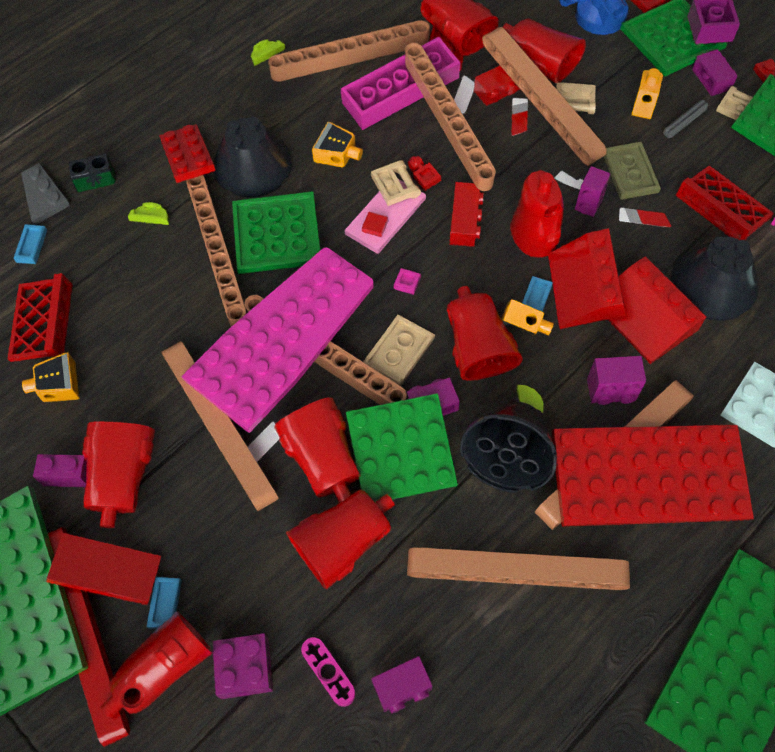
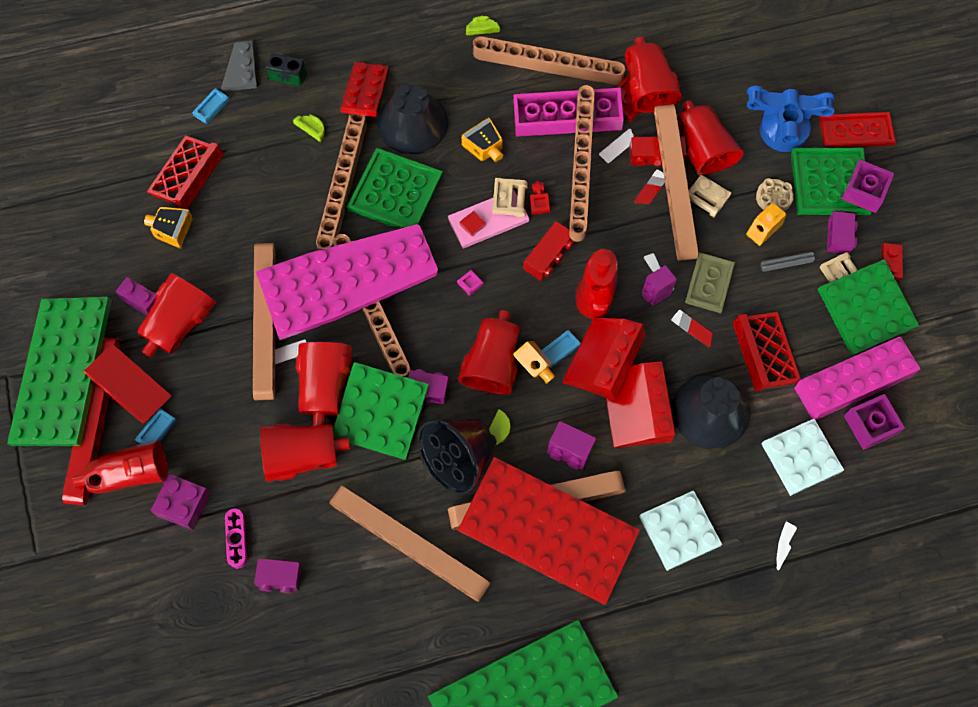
camera: 25 degrees right, 5 degrees up
(399, 349) = (428, 334): tan tile -> none
(630, 69) = (774, 192): none -> tan tile

